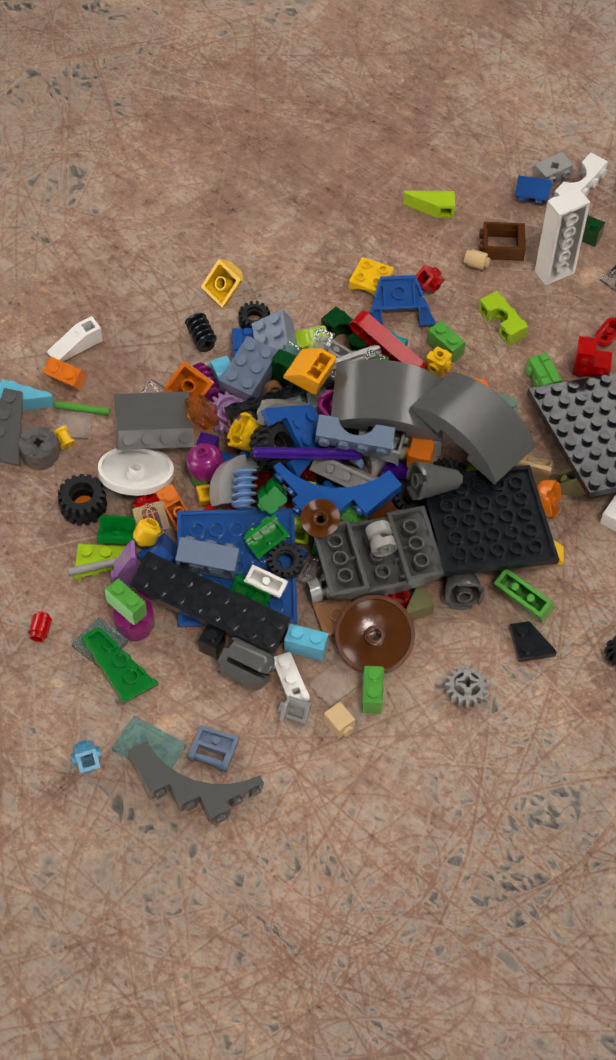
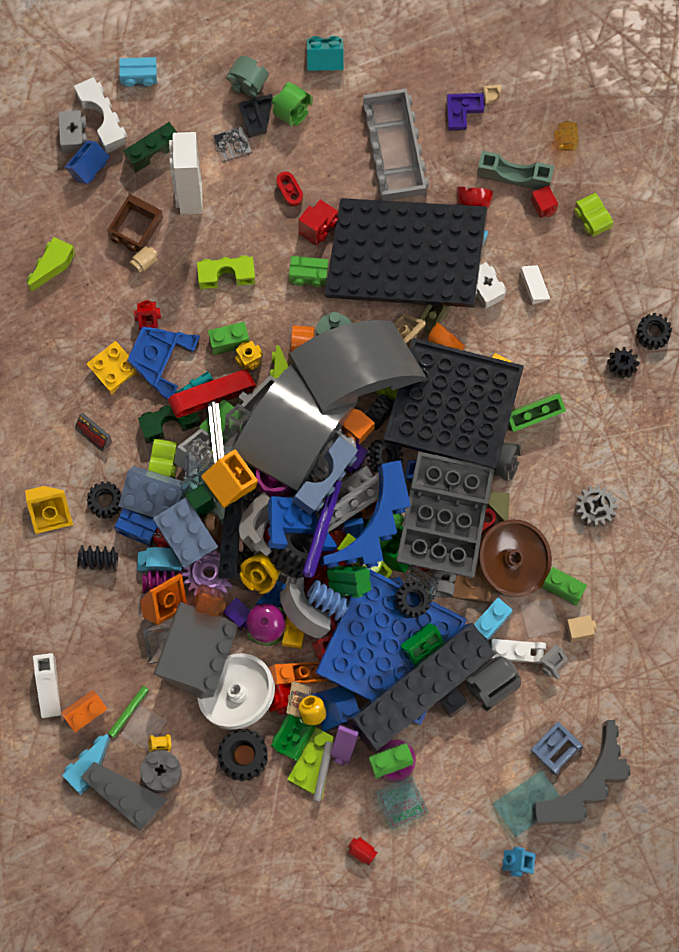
camera: 65 degrees left, 15 degrees up
(122, 672) = (445, 795): green wing -> none
(208, 557) = (383, 667): sand blue brick -> none
(265, 536) = (384, 605): green bracket -> none
(266, 581) = (425, 627): white slope -> none
(308, 287) = (93, 432): none -> slope
(322, 508) = (404, 548): reddish brown dish -> none
(381, 538) = (438, 505): light grey wheel -> none
(431, 480) = (402, 433): dark grey cone -> none
(530, 642) = (576, 432): black wing -> none

